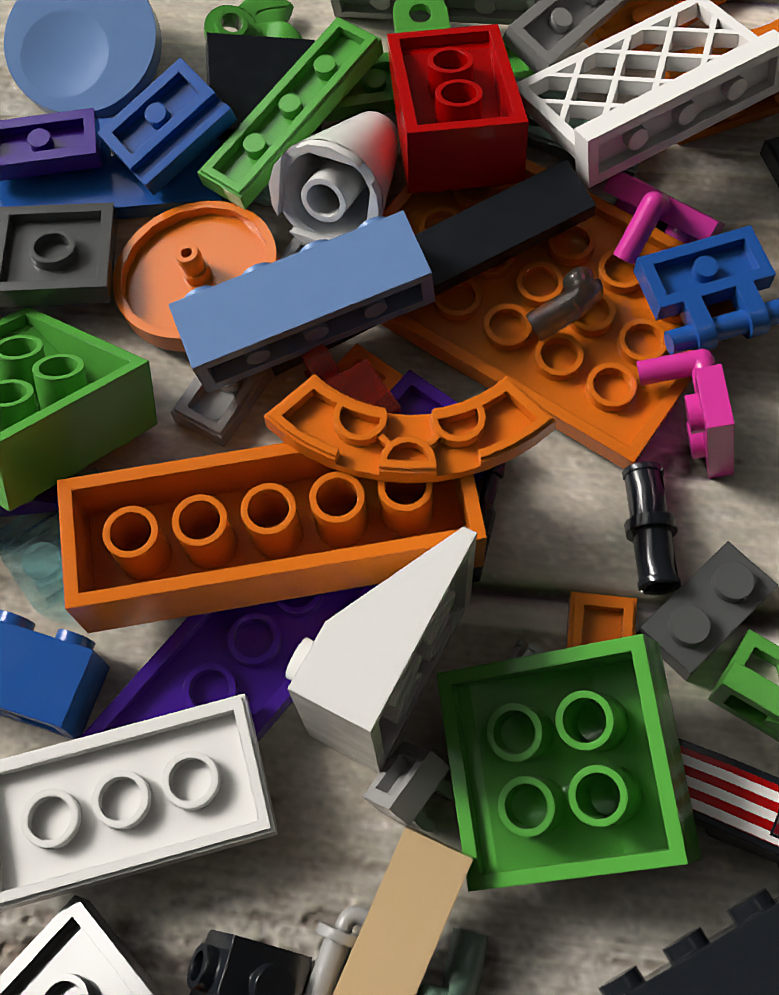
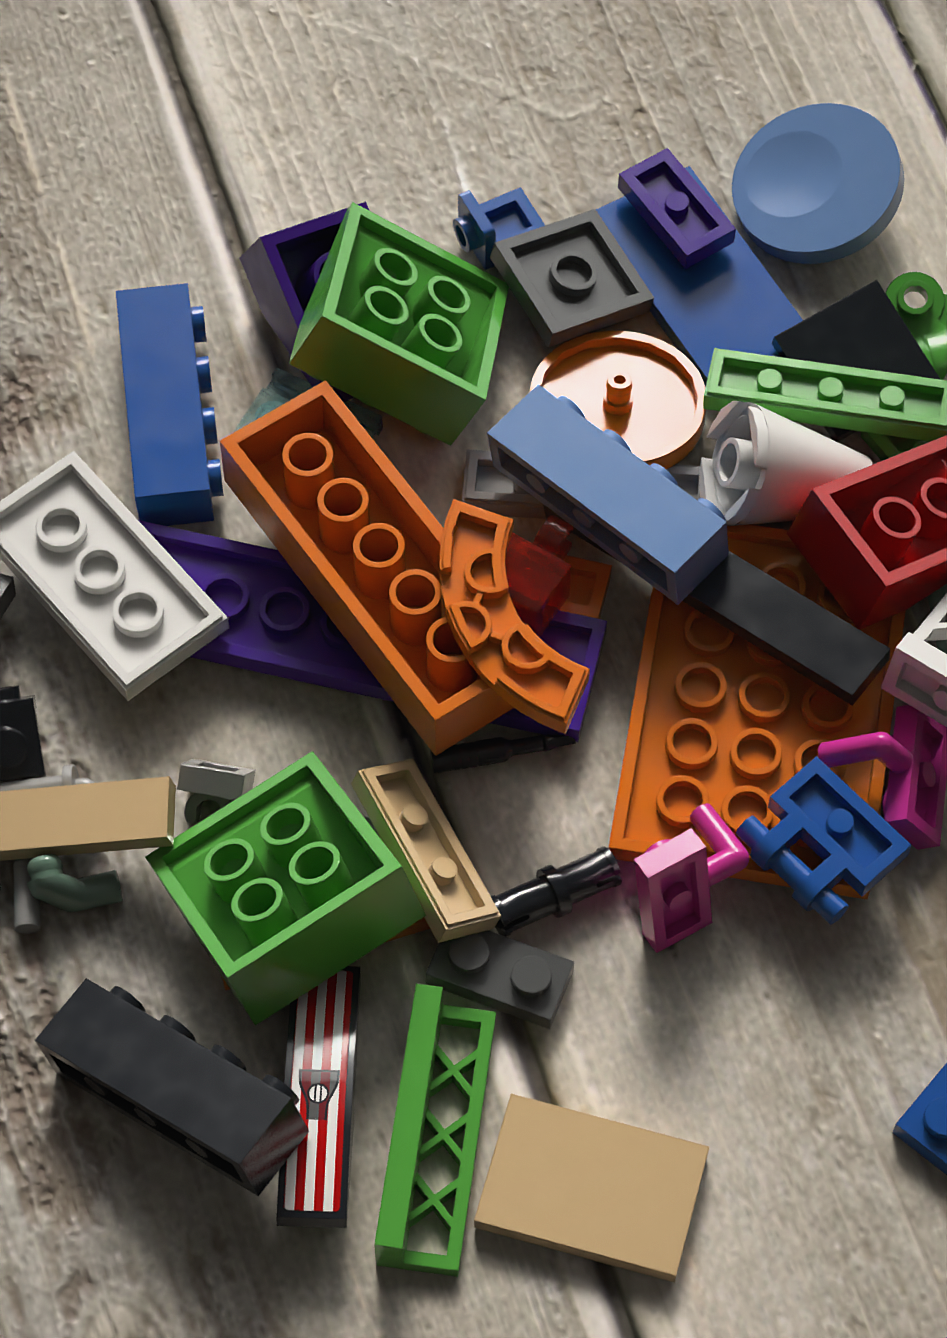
camera: 60 degrees right, 5 degrees down
(167, 126) = (750, 298): blue plate -> none
(380, 651) = (299, 691): white slope -> none
(574, 615) = (427, 849): none -> tan tile
(580, 296) = (758, 731): clear smoke arm -> none

